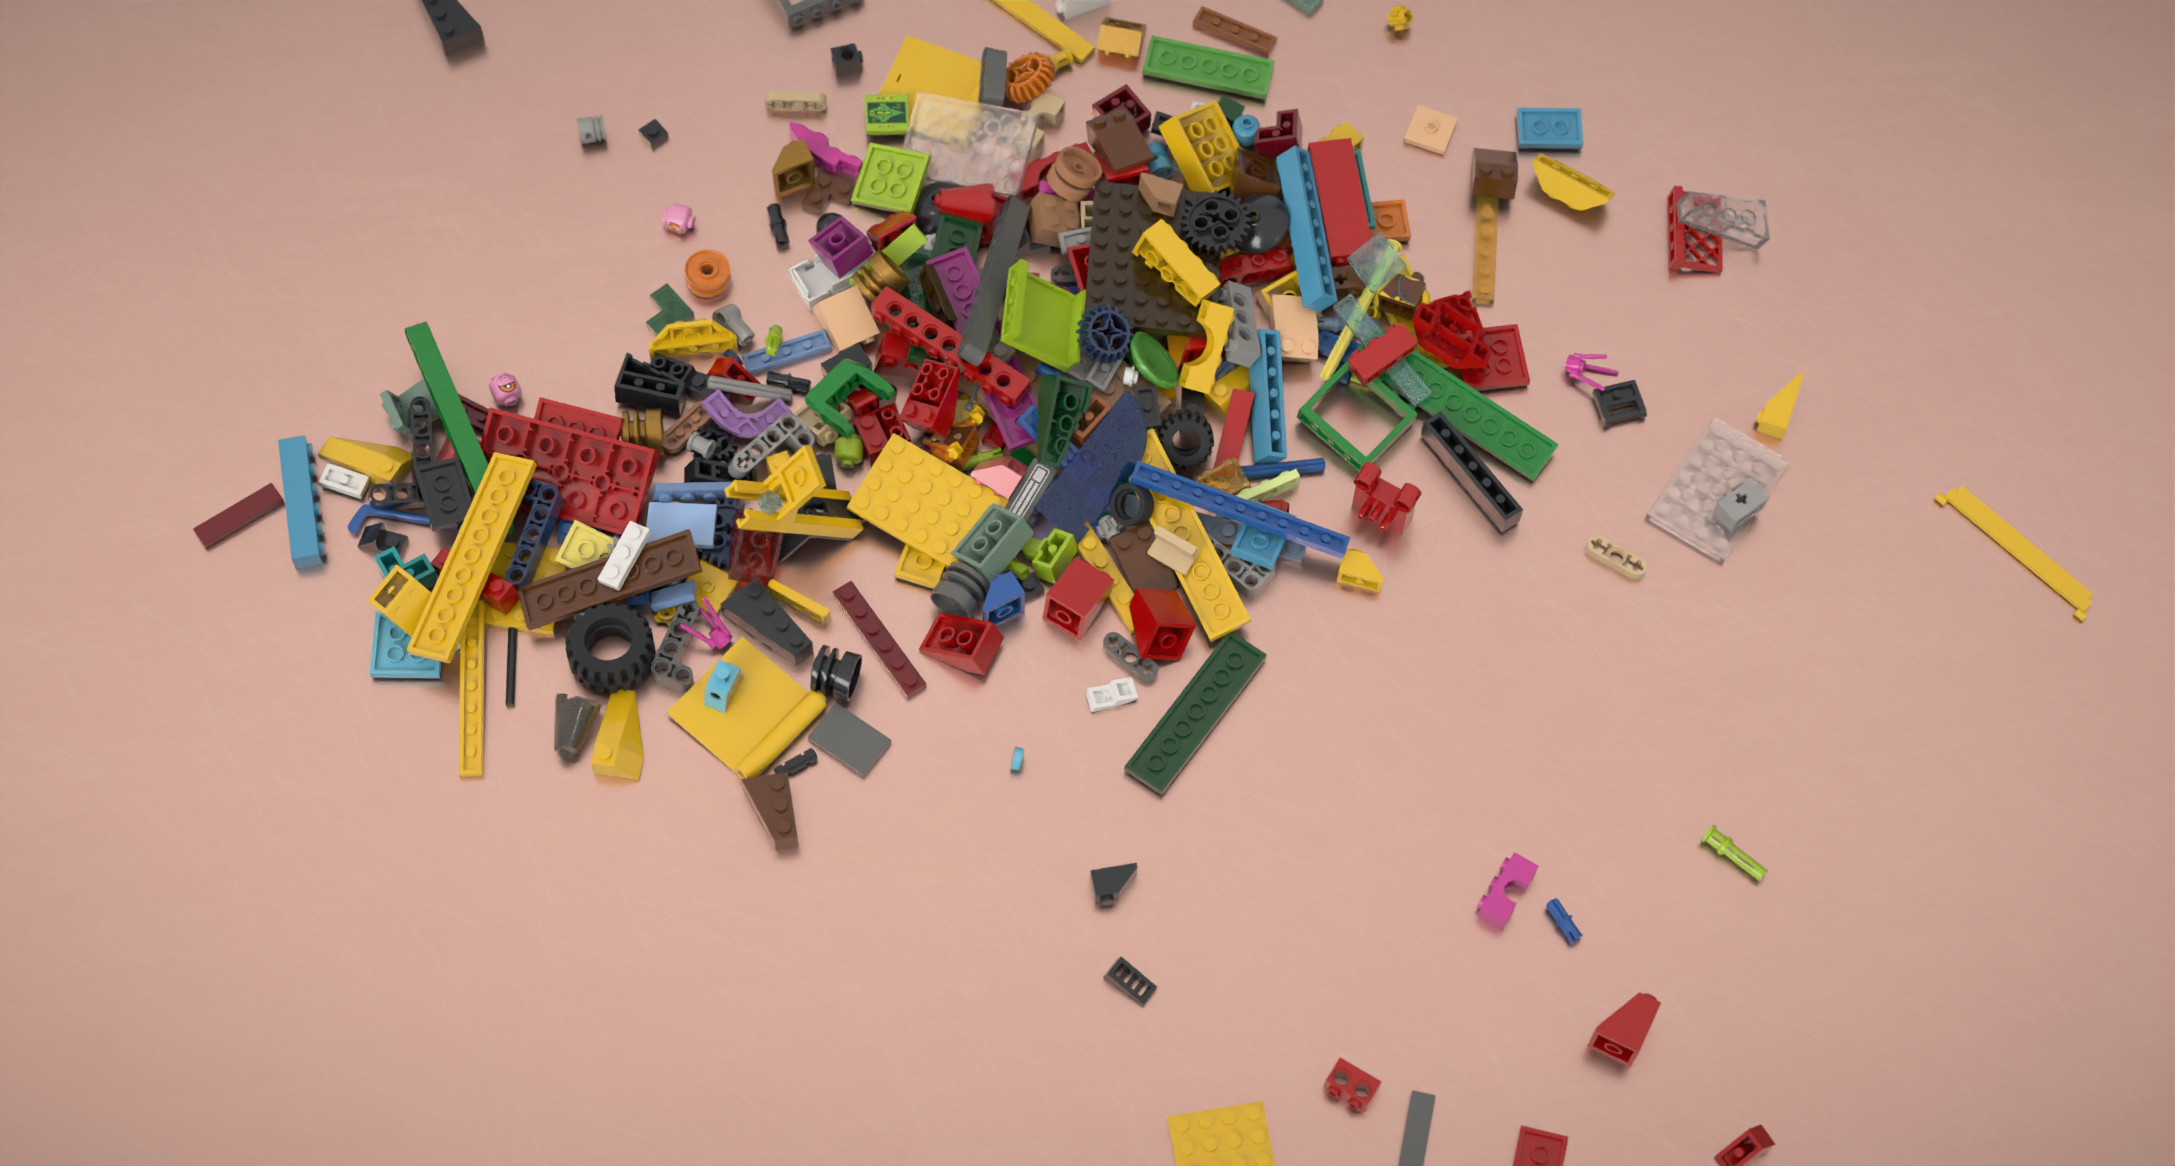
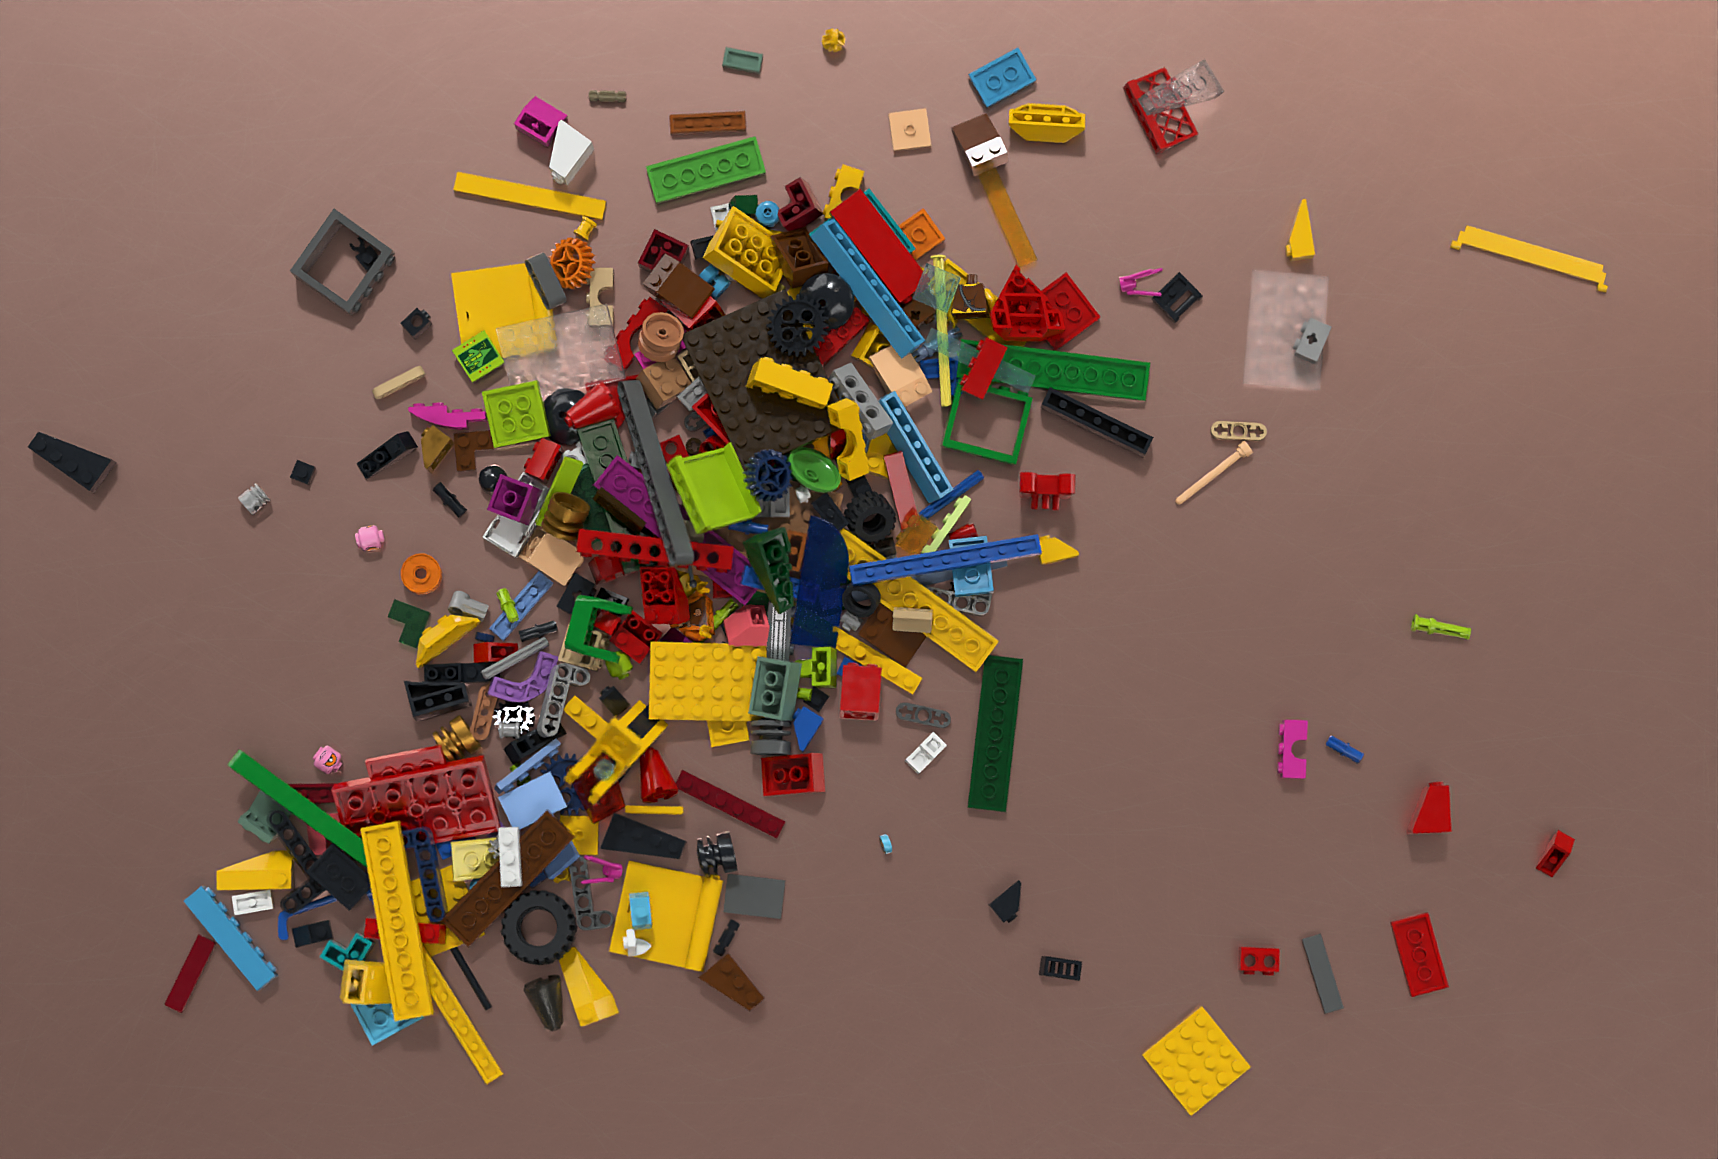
camera: 30 degrees left, 20 degrees up
(693, 716) = (634, 945): none -> white plate
(745, 155) = (387, 454): none -> black slope
(818, 572) = (655, 777): none -> red cone
(1121, 37) = (622, 179): slope -> none
(1160, 193) = (740, 323): medium nougat slope -> none
(1160, 623) = (933, 679): red slope -> none
(1610, 577) = (1242, 451): none -> light nougat piece

